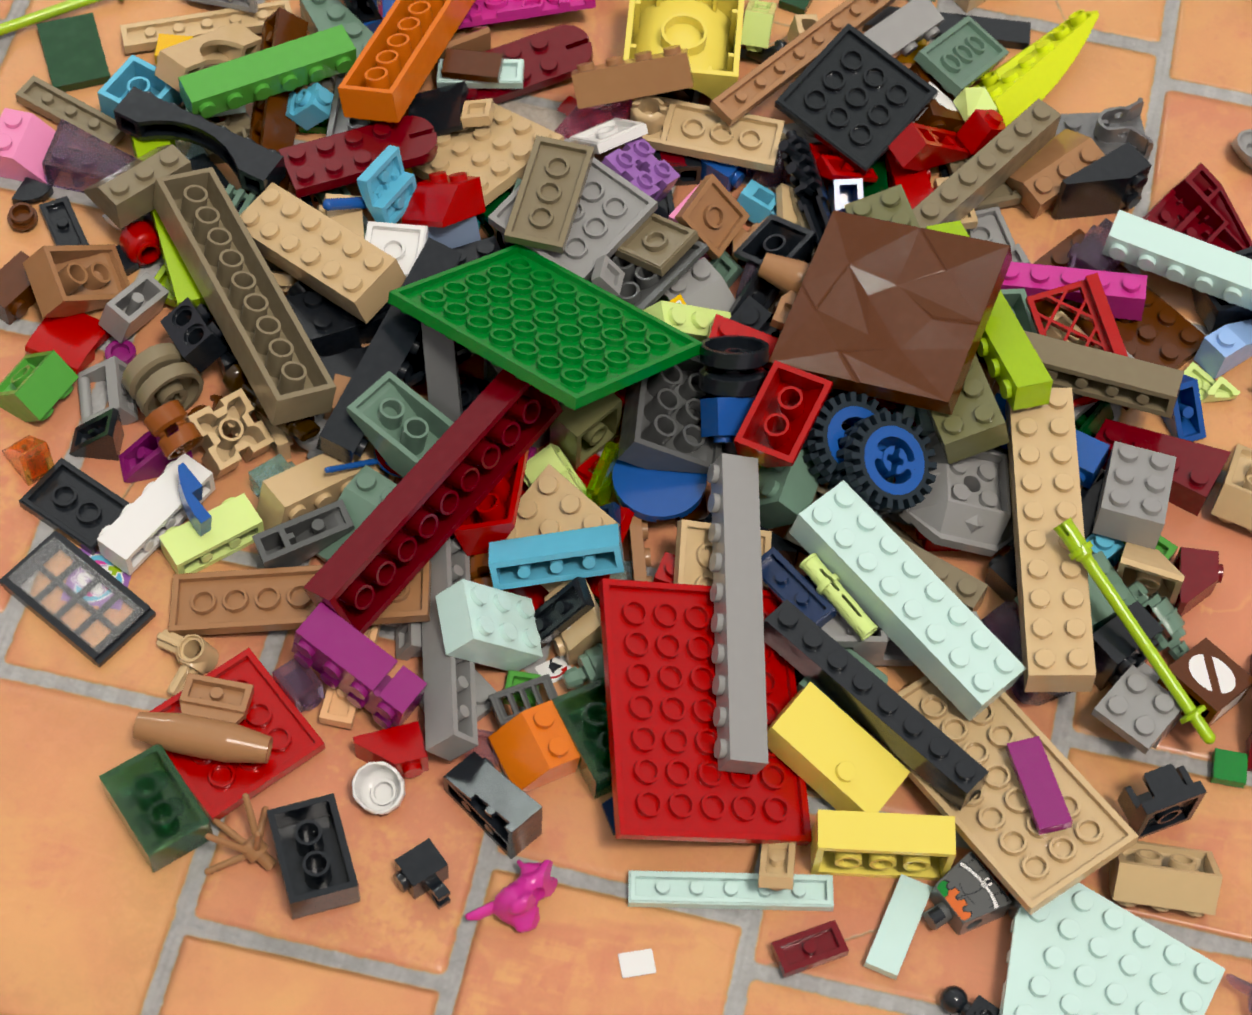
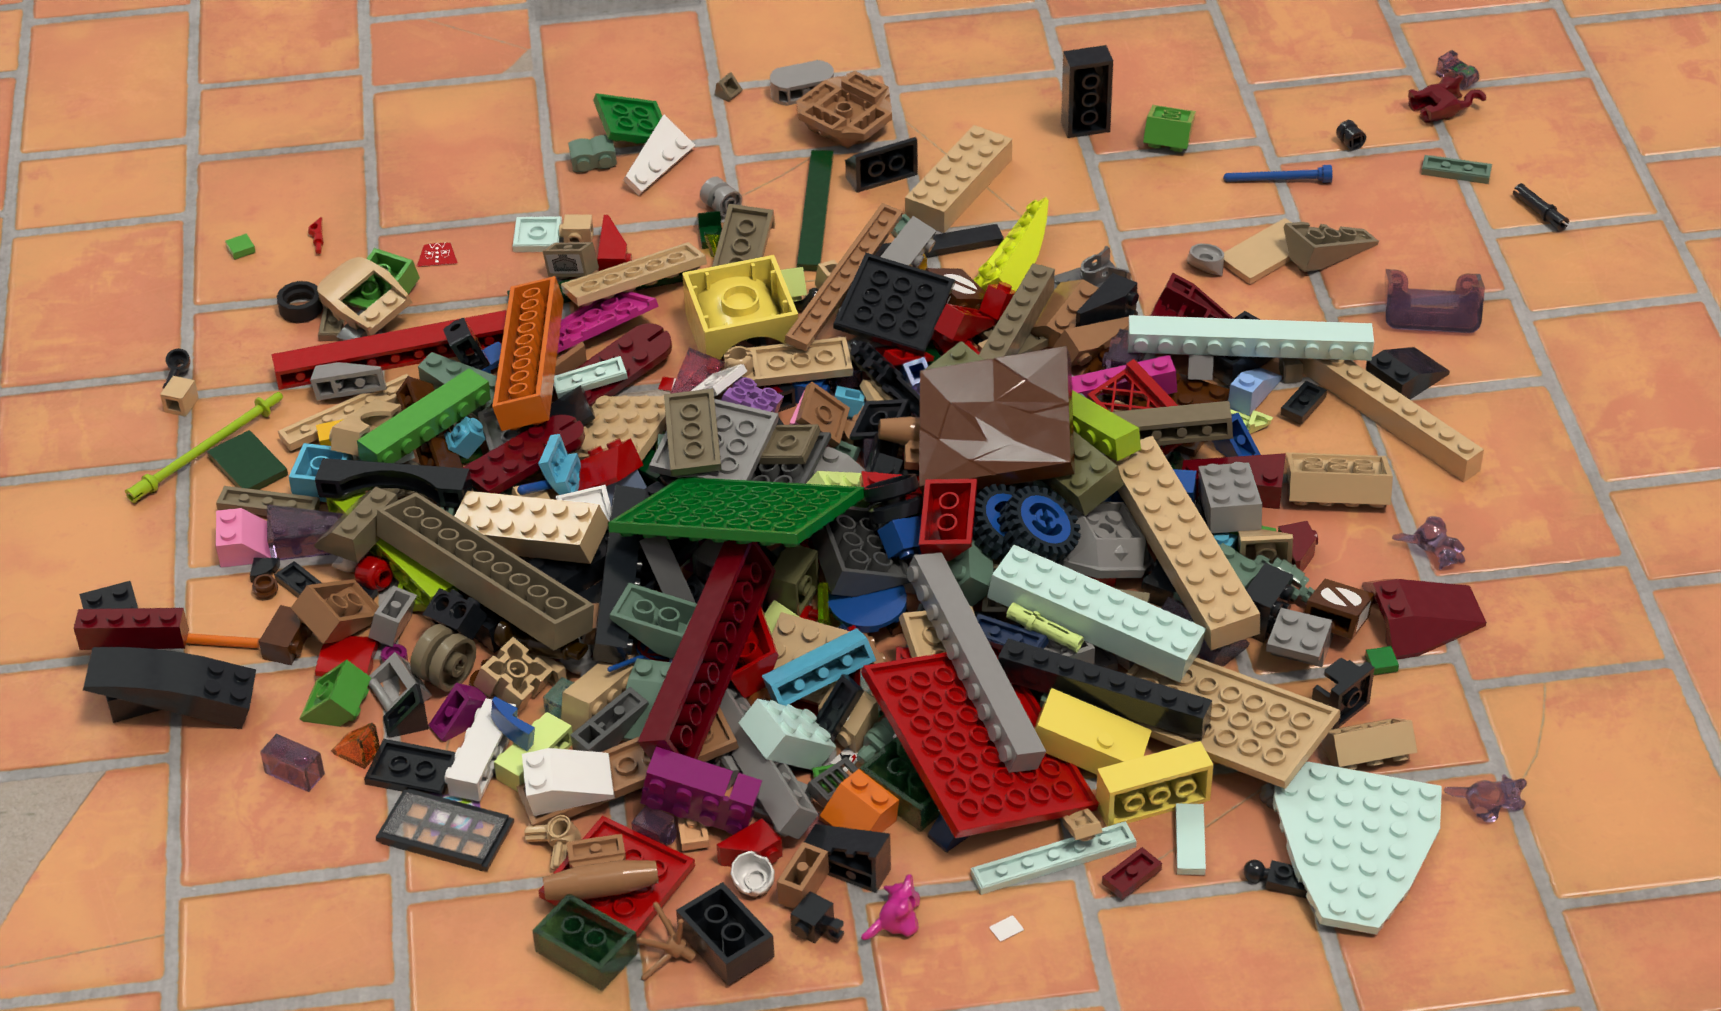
camera: 15 degrees left, 15 degrees down
(167, 420) = (466, 673): dark orange wheel -> none
(223, 590) = (566, 779): none -> white slope
(431, 813) = (802, 874): none -> medium nougat brick
(472, 65) = (582, 371): reddish brown tile -> none
(477, 113) = (602, 402): tan plate -> none
(607, 275) = (761, 472): light grey tile -> none
(632, 77) = (717, 337): medium nougat brick -> none
(961, 56) = (957, 257): sand green plate -> none
(966, 898) = (1232, 801): dark grey torso -> none
(972, 99) = (979, 282): yellowish green slope -> none
(1039, 785) = (1251, 703): magenta tile -> none
(1054, 221) = (1089, 340): none -> medium nougat wedge
(1082, 552) = (1212, 534): lime bar -> none
(1180, 300) = (1200, 367): none -> light grey tile

